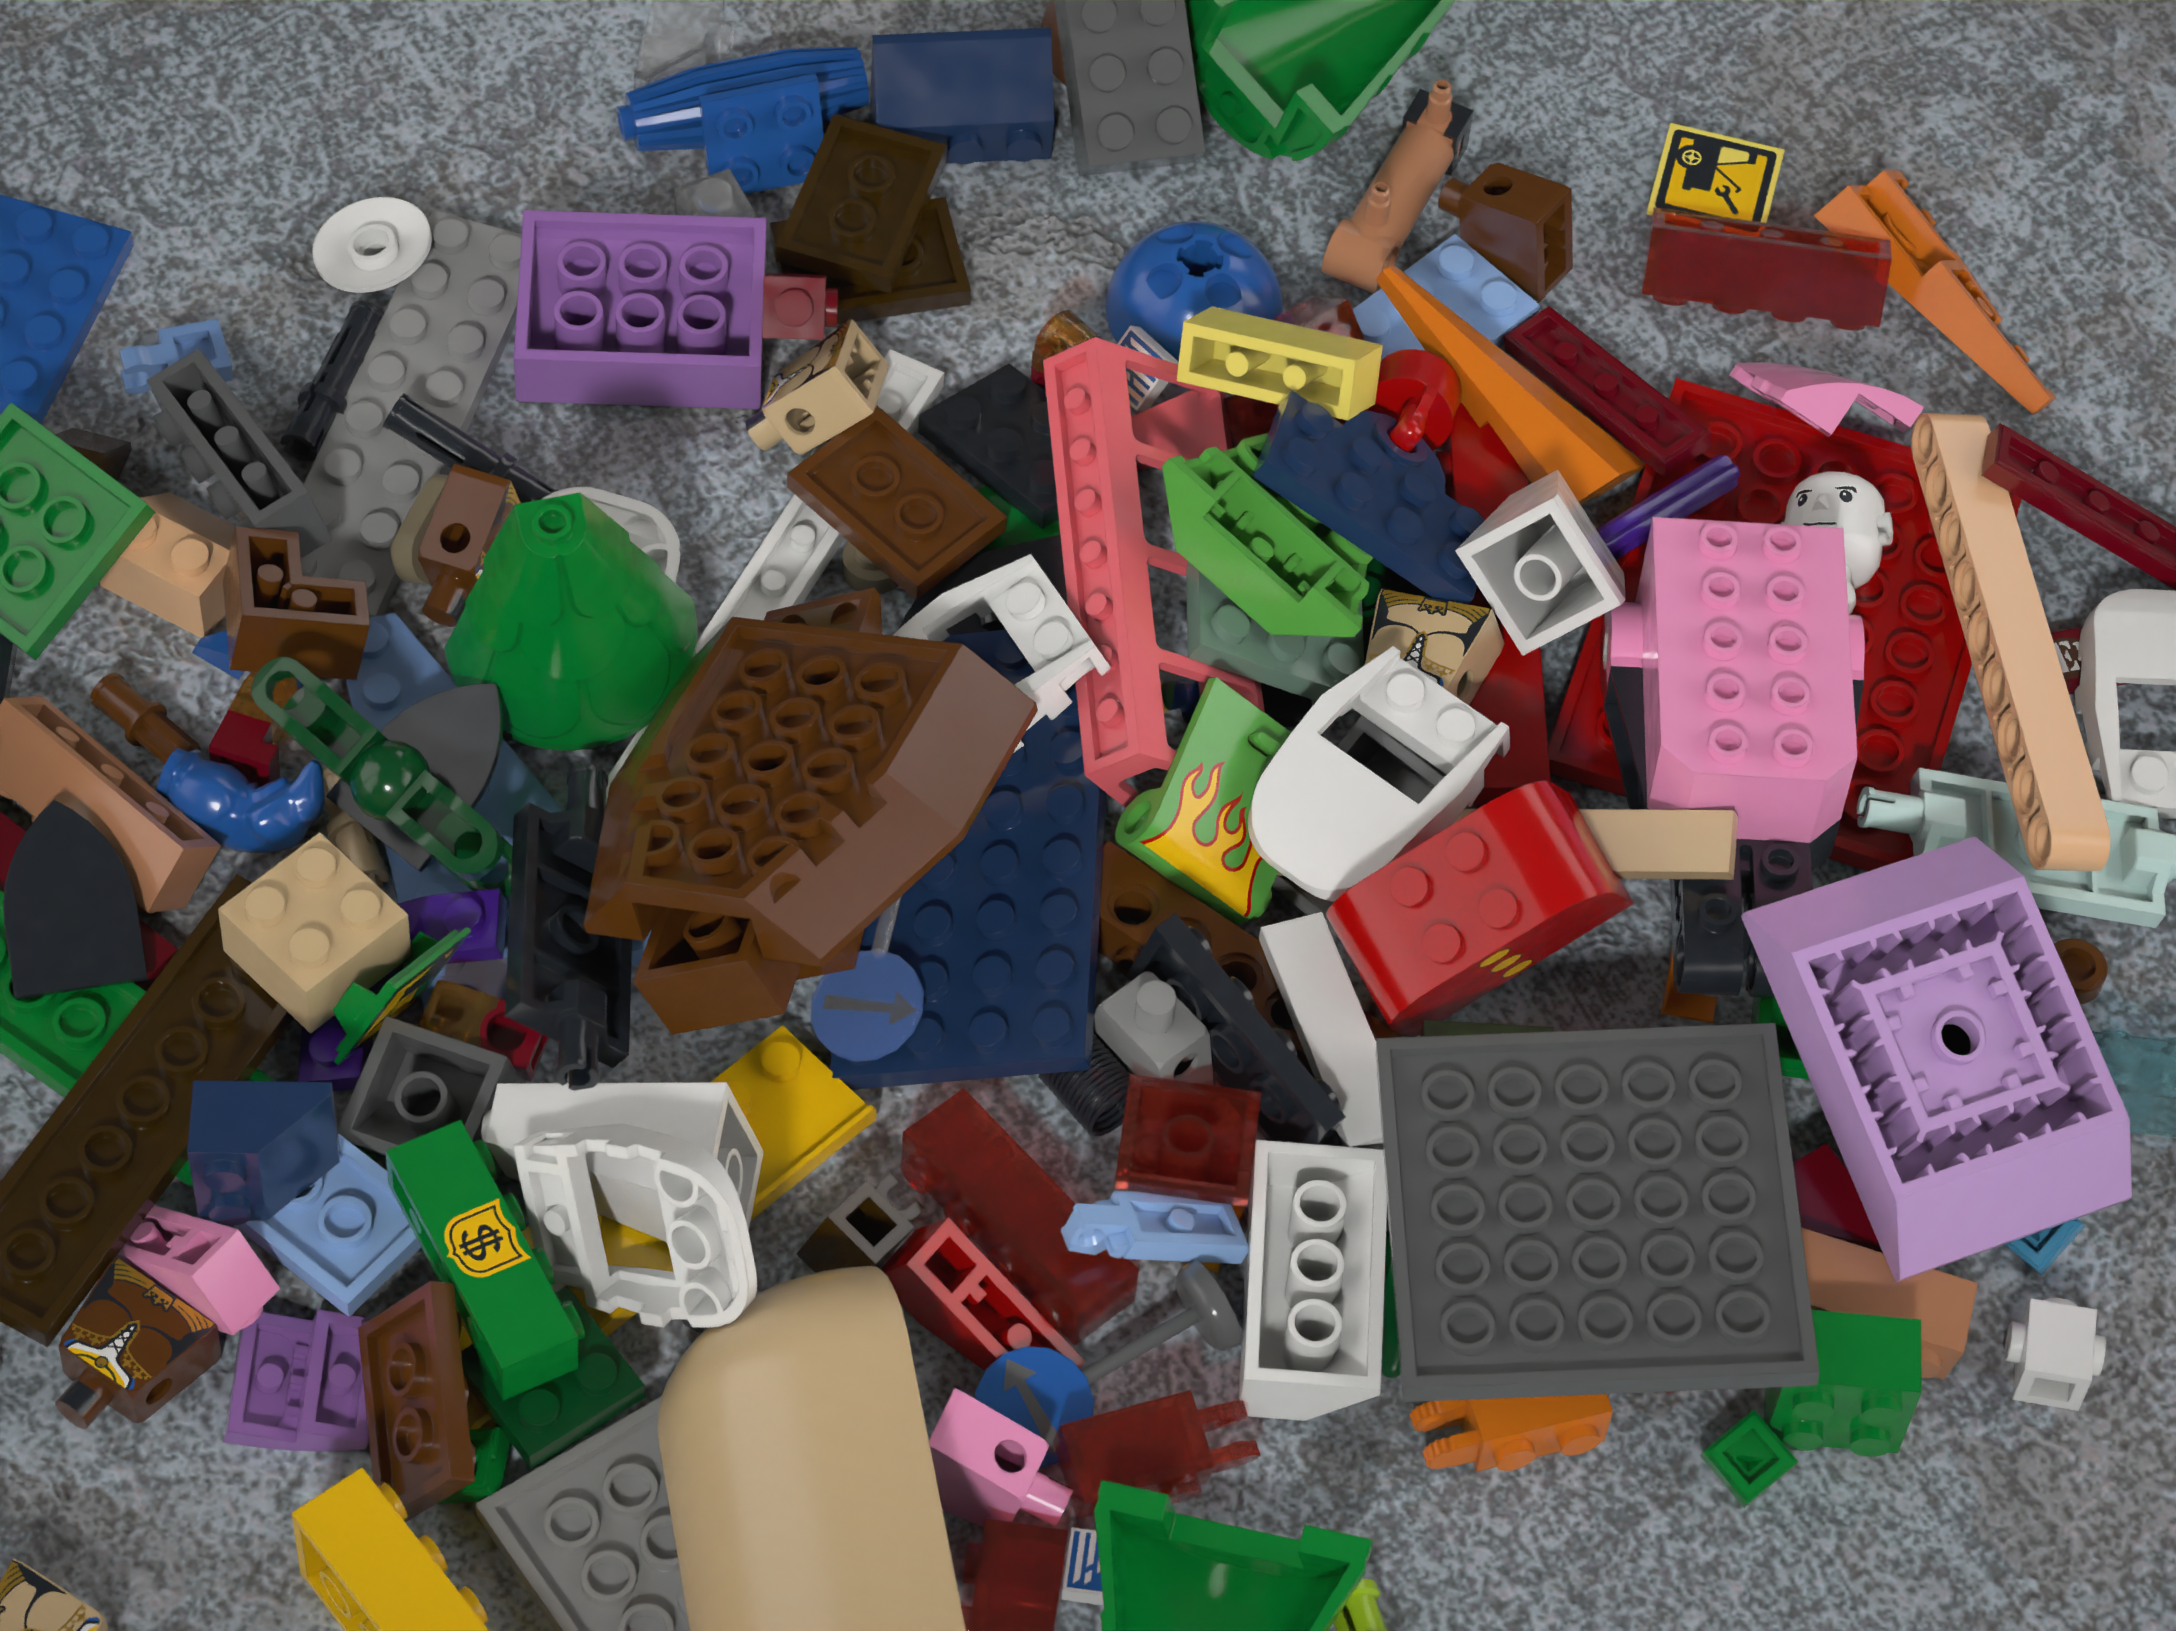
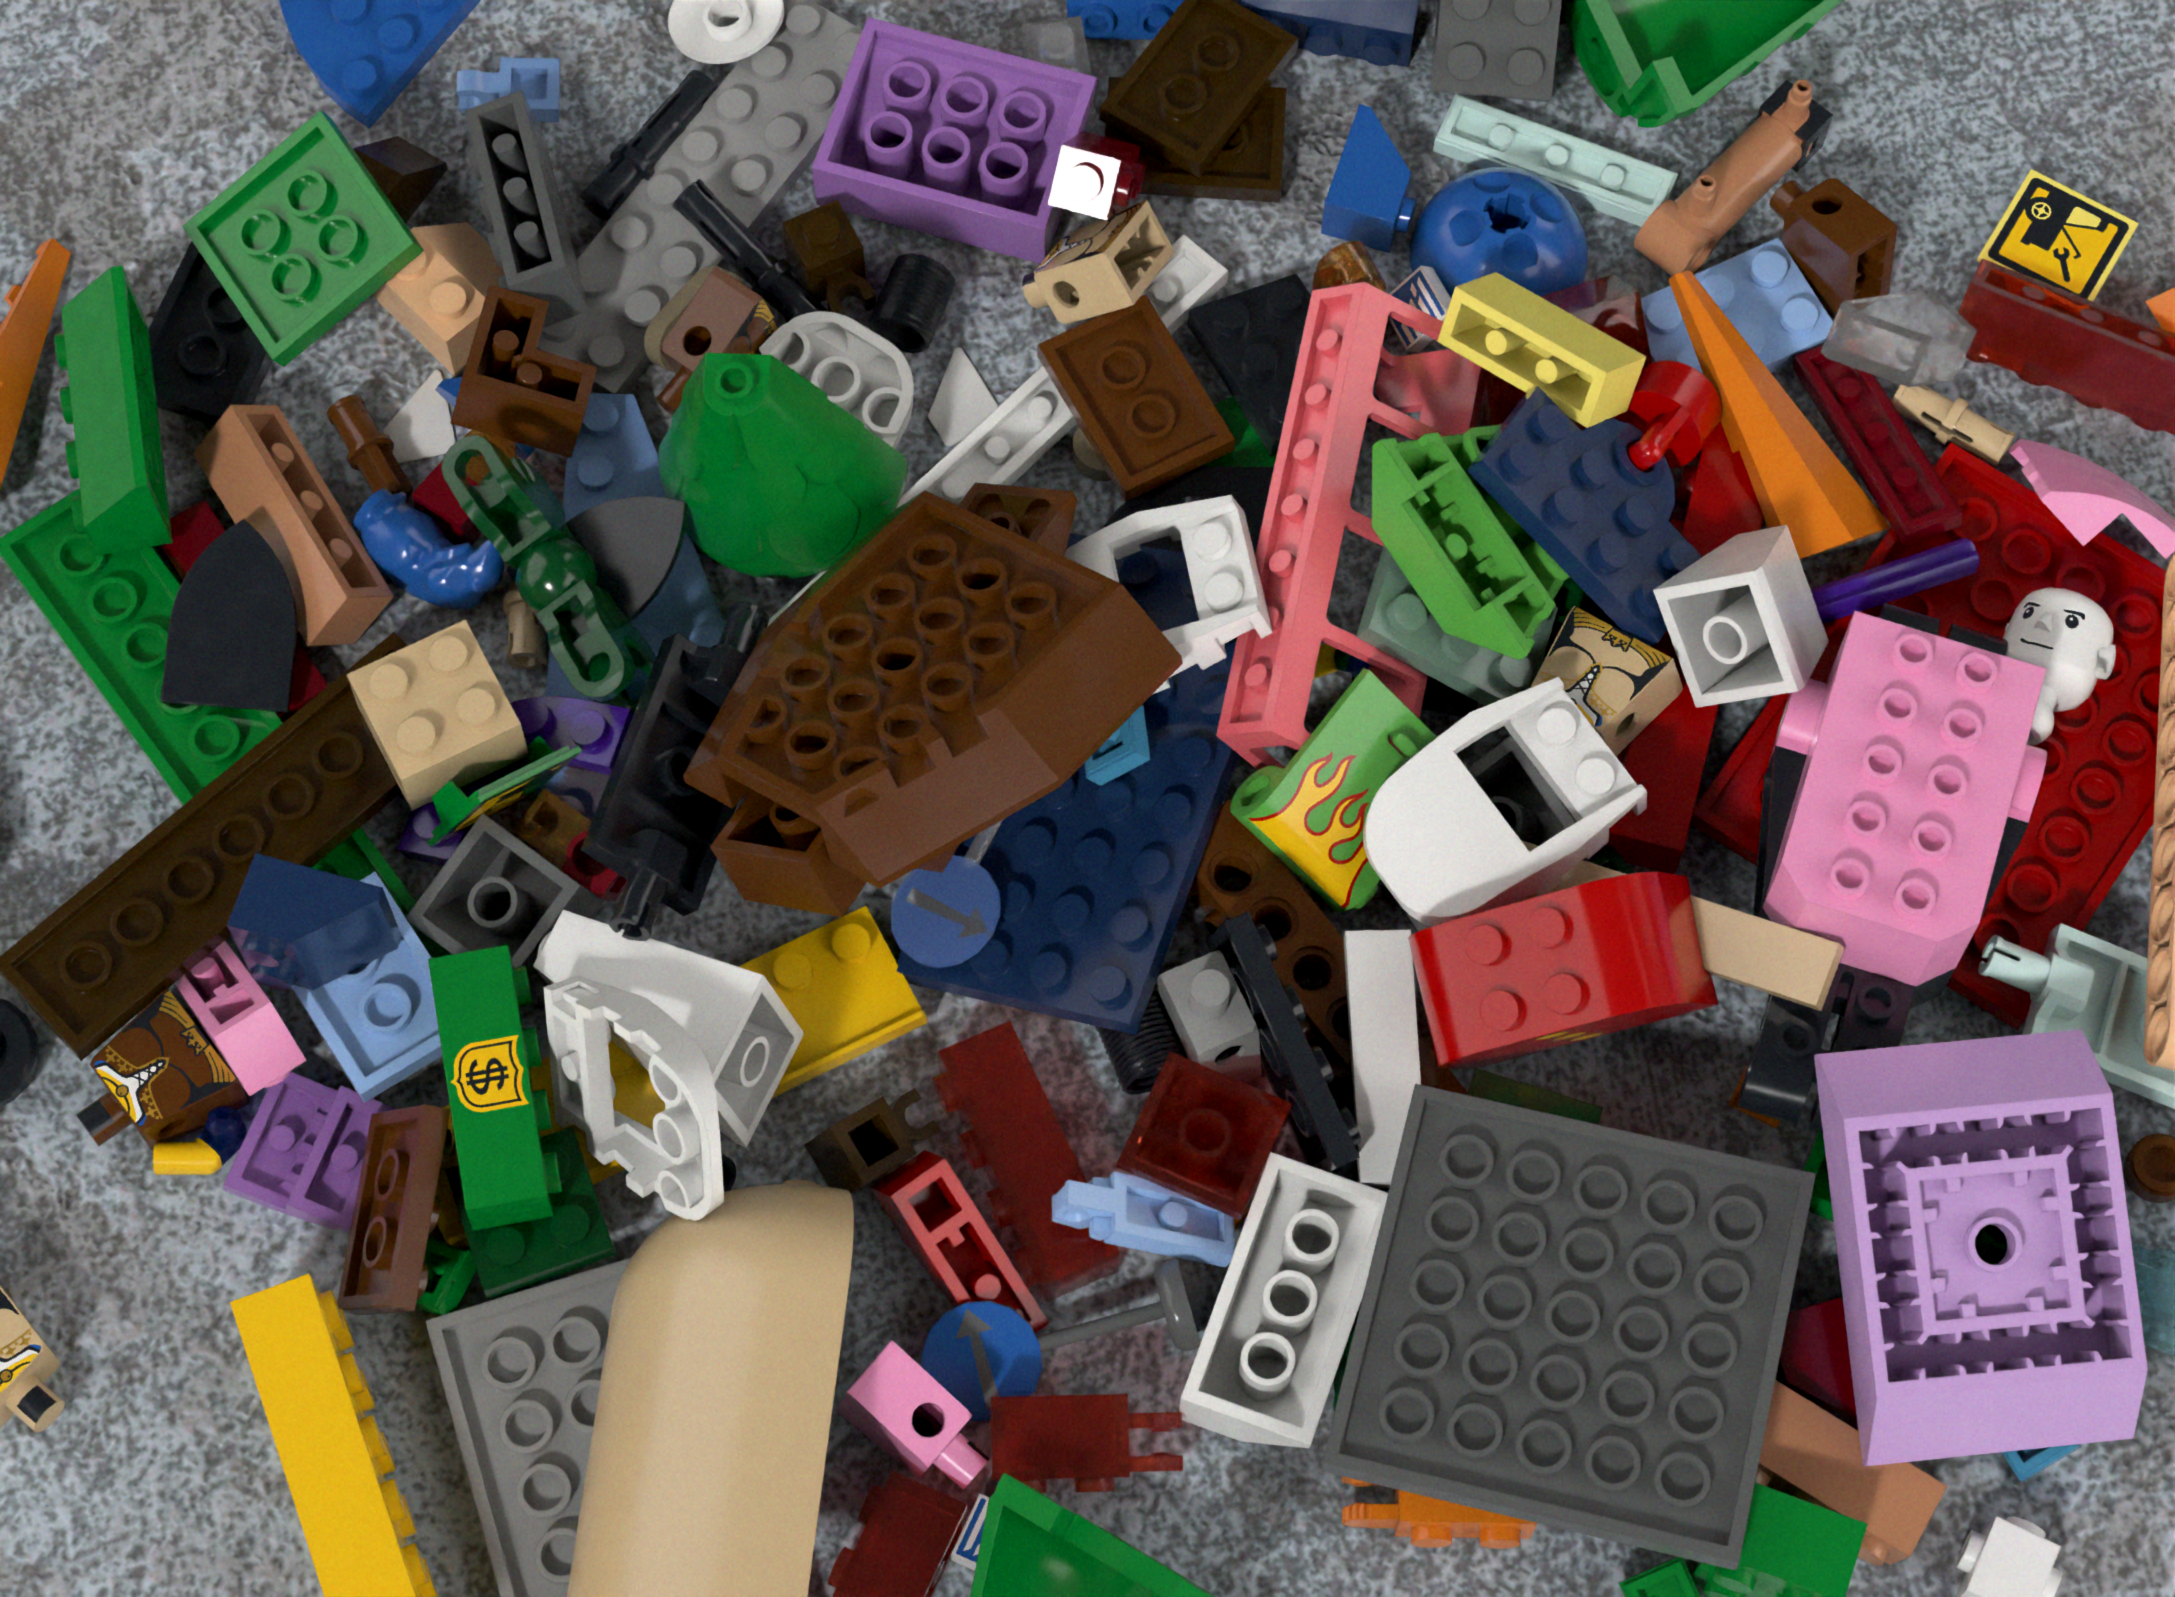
camera: 20 degrees right, 10 degrees up
(188, 688) = (422, 425): none -> white sticker
(198, 1407) = (209, 1150): none -> arm
(550, 441) = (828, 256): none -> dark brown brick
(646, 462) = (912, 302): none -> black piece
(718, 551) = (960, 400): none -> white sticker
(997, 815) = (1121, 752): none -> dark azure tile
(1054, 267) = (1369, 188): none -> blue slope
(1262, 215) = (1575, 166): none -> light aqua tile
(1602, 293) = (1901, 337): none -> clear slope
(1670, 360) = (1953, 422): none -> tan pin

